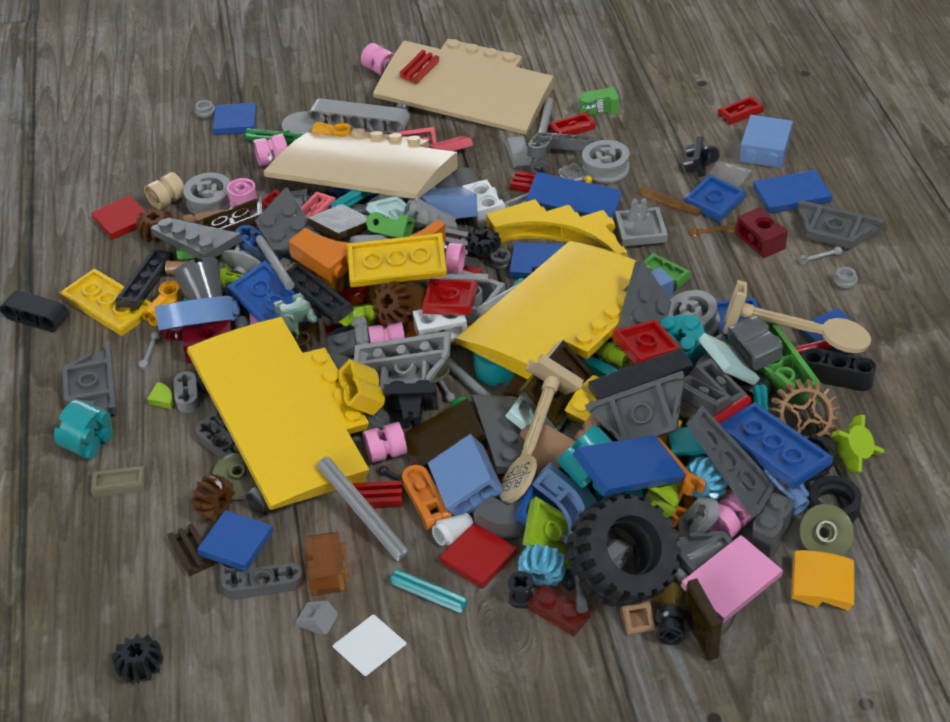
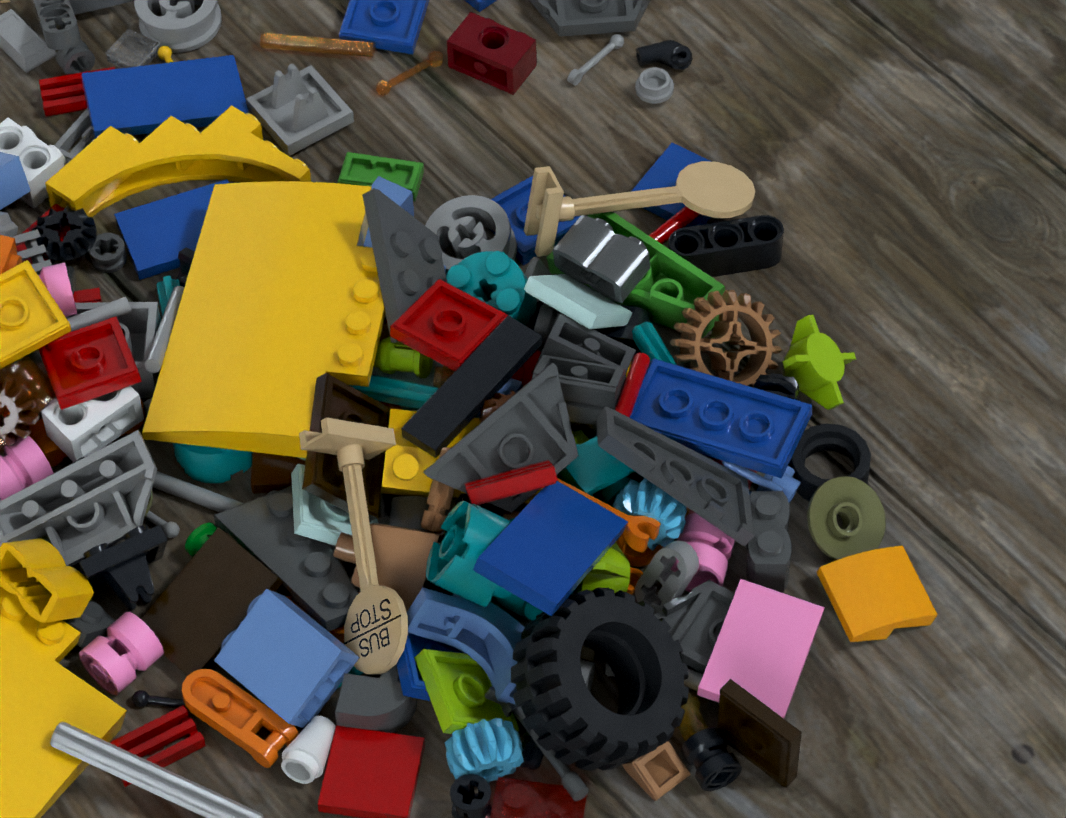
camera: 30 degrees left, 10 degrees up
(628, 427) = (511, 482): none -> red tile
(864, 265) = (666, 52): none -> black arm

